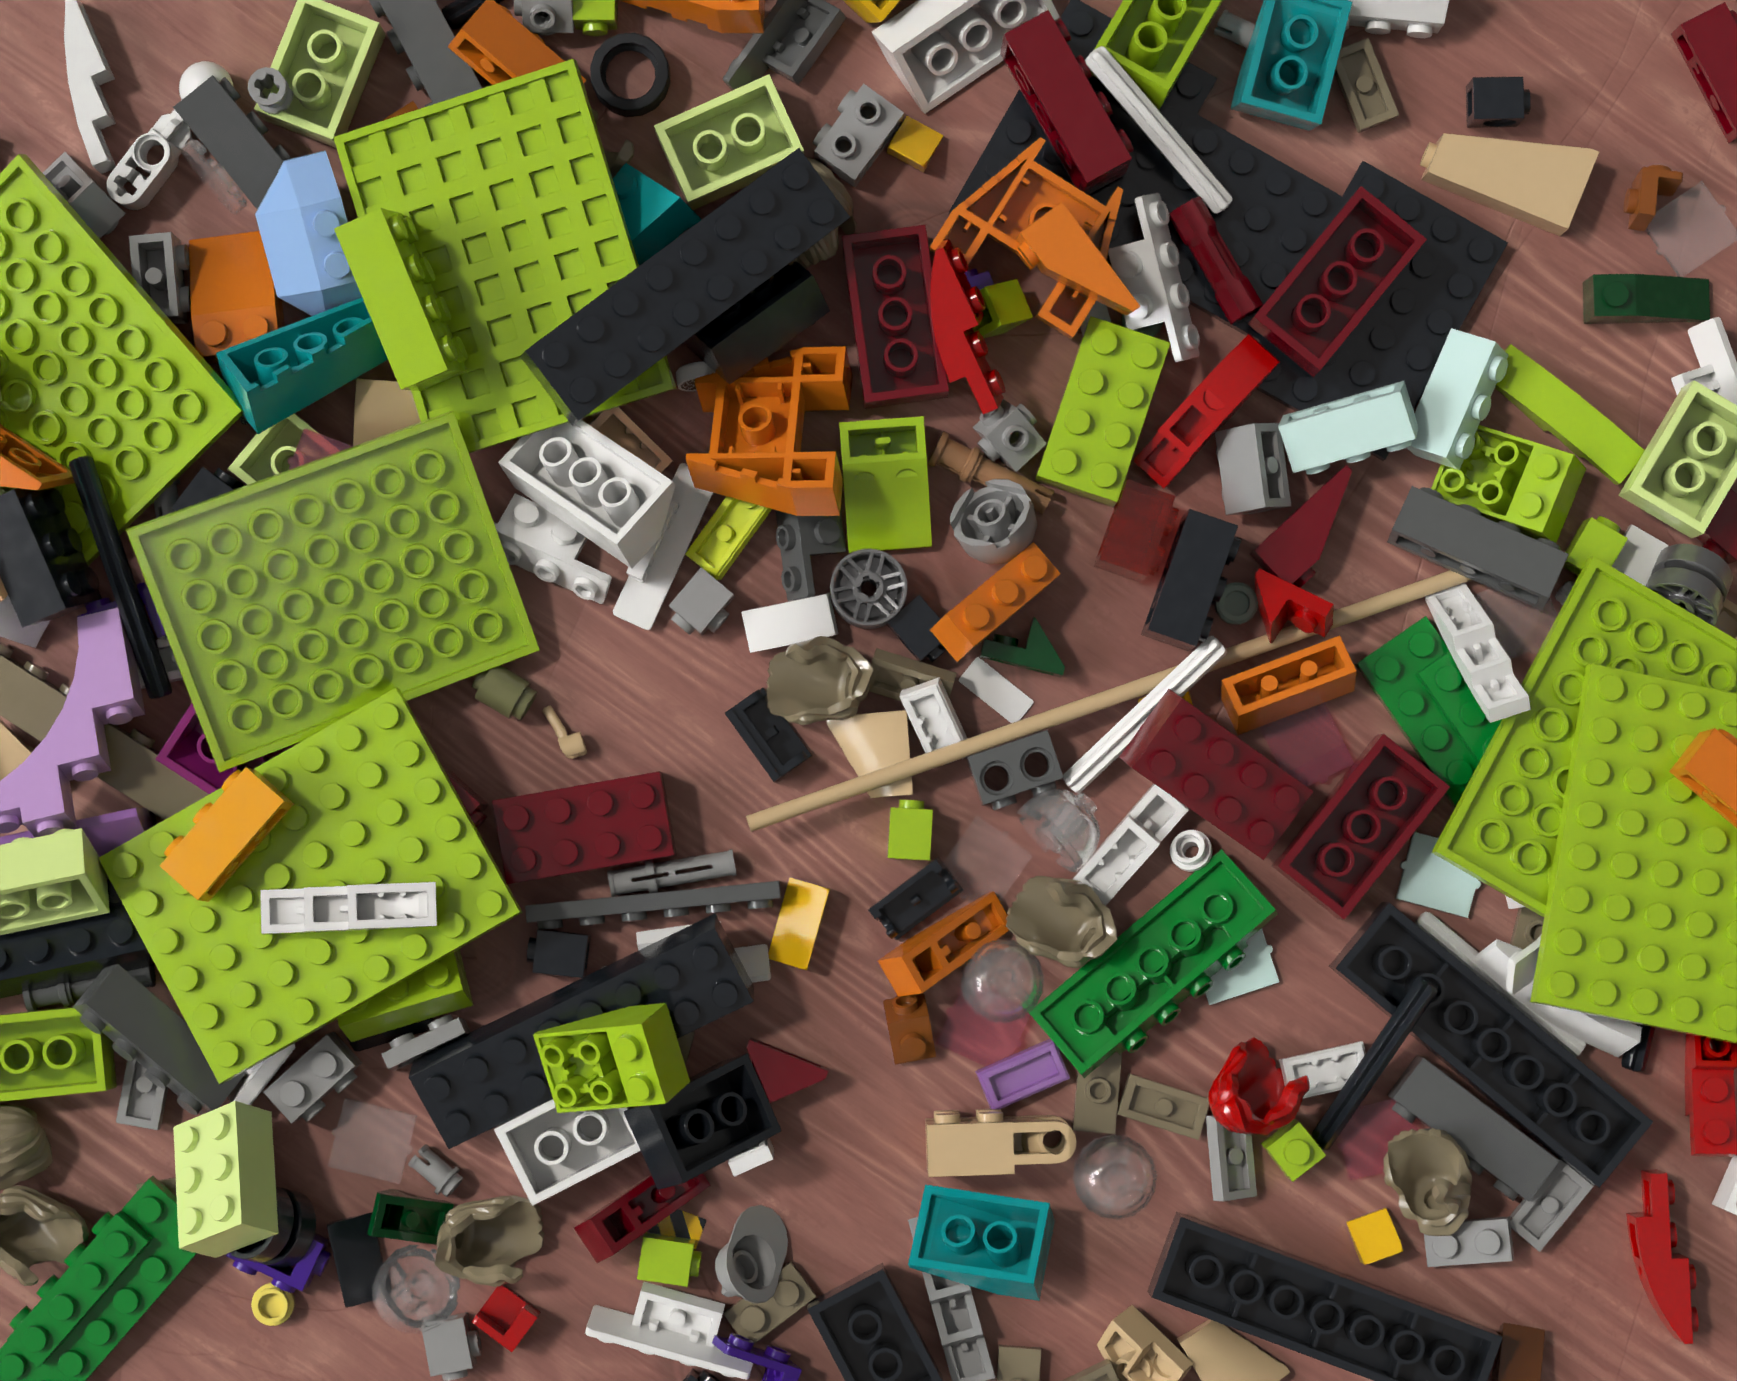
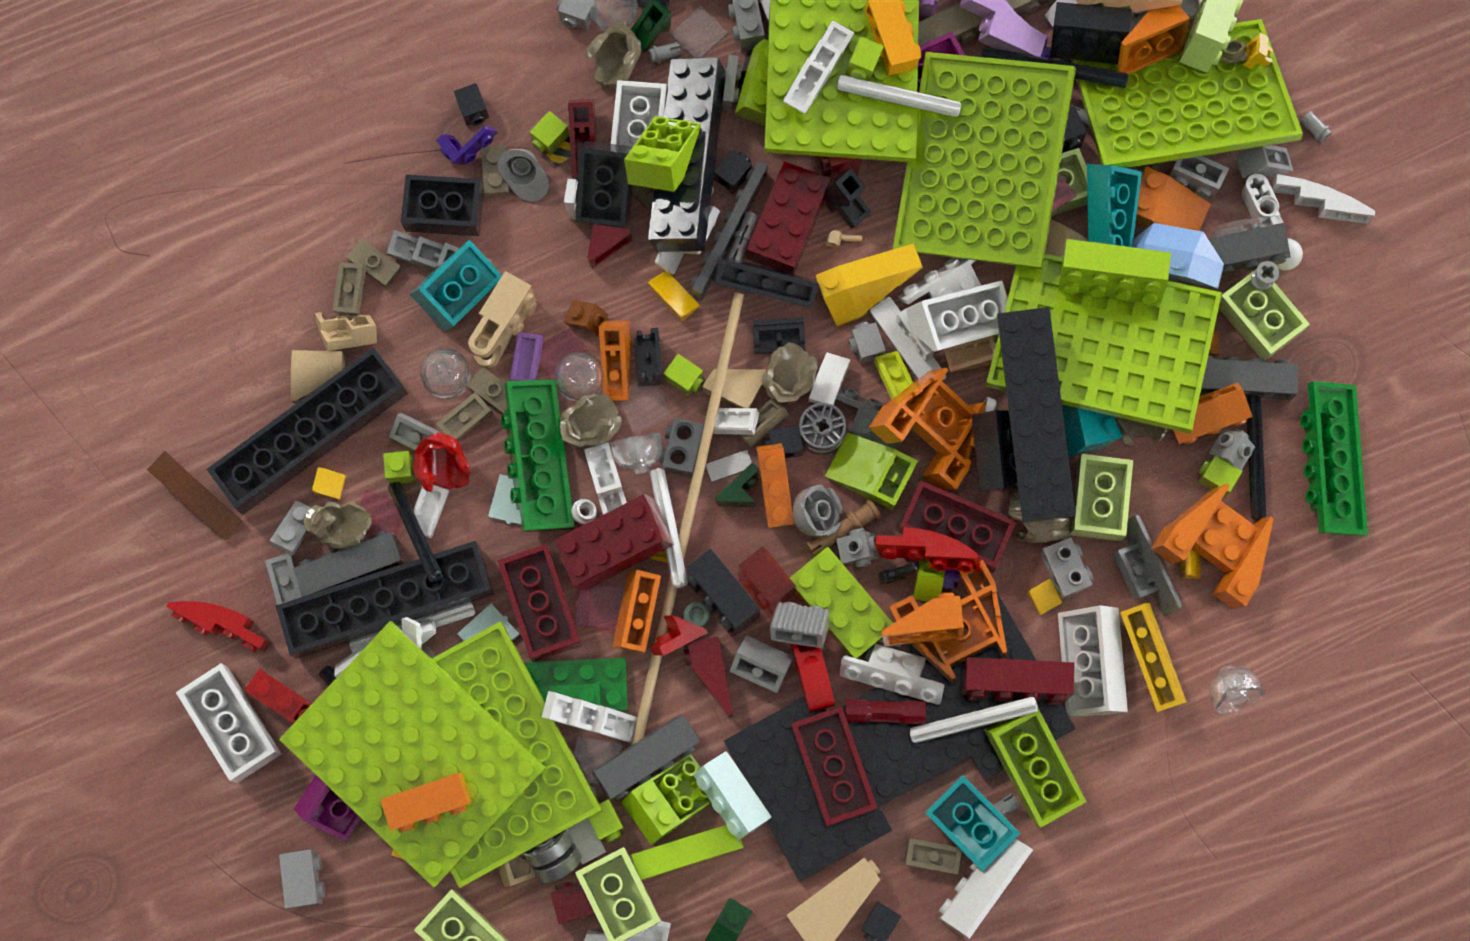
camera: 130 degrees right, 10 degrees down
(295, 848) = (864, 59): none -> lime brick
(318, 767) = (899, 96): none -> white axle
(504, 692) = (881, 220): olive brick -> none
(505, 761) = (845, 198): none -> black brick
(506, 1317) = (571, 43): red panel -> none
(615, 46) = (1177, 453): black tyre -> none
(623, 660) = (863, 283): none -> yellow wedge
(670, 1327) = (517, 113): white bracket -> none
(706, 798) = (765, 281): none -> black brick
(1009, 360) = (899, 573): none -> black bar
(1175, 442) = (800, 624): none -> light grey brick
(1349, 428) = (751, 726): light aqua brick -> none

